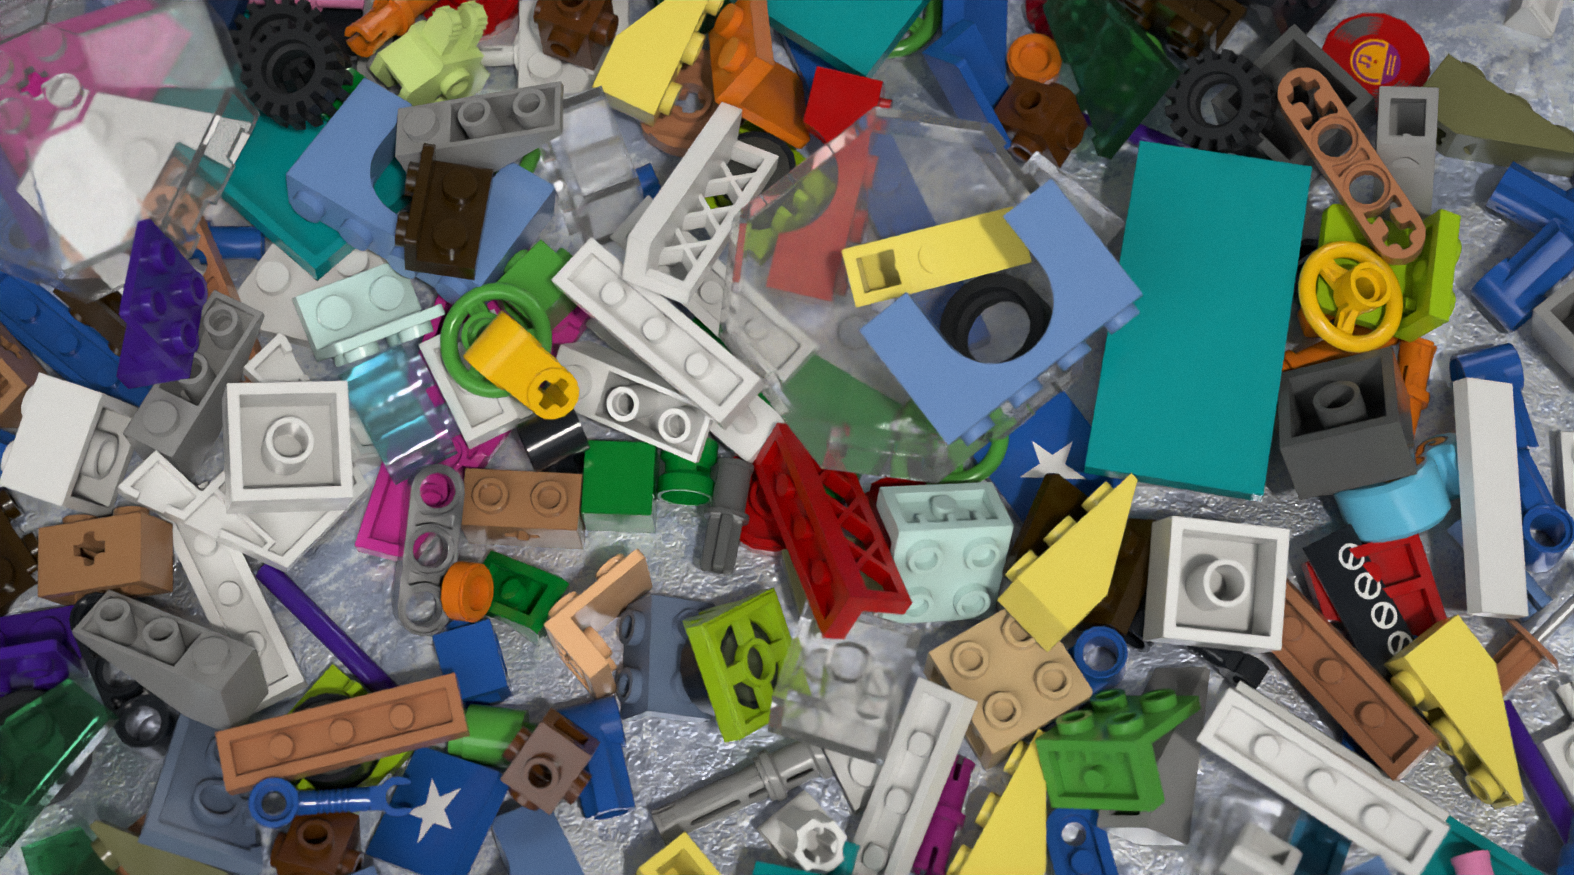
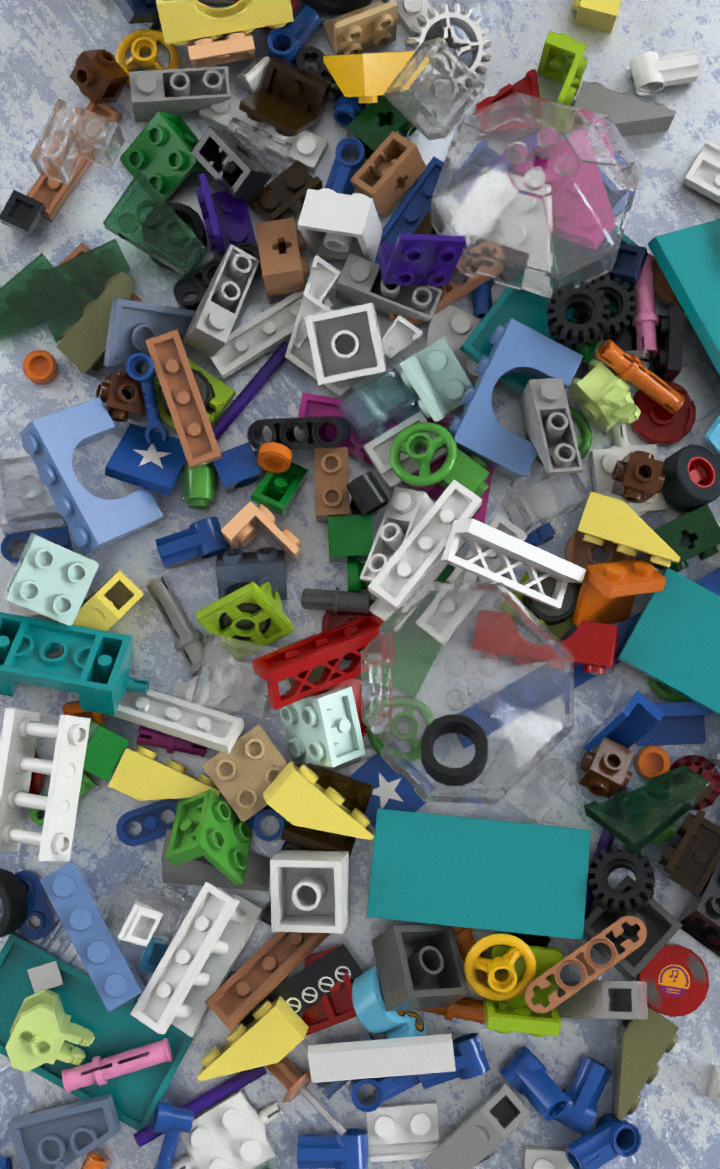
camera: 80 degrees right, 10 degrees up
(445, 216) = (493, 413): dark brown bracket -> none
(519, 364) = (398, 469): yellow piece -> none
(549, 763) = (177, 515): reddish brown brick -> none
(804, 835) = (150, 662): white piece -> none
(933, 257) = (493, 705): light yellow slope -> none
(1087, 295) = (406, 728): medium blue arch -> none

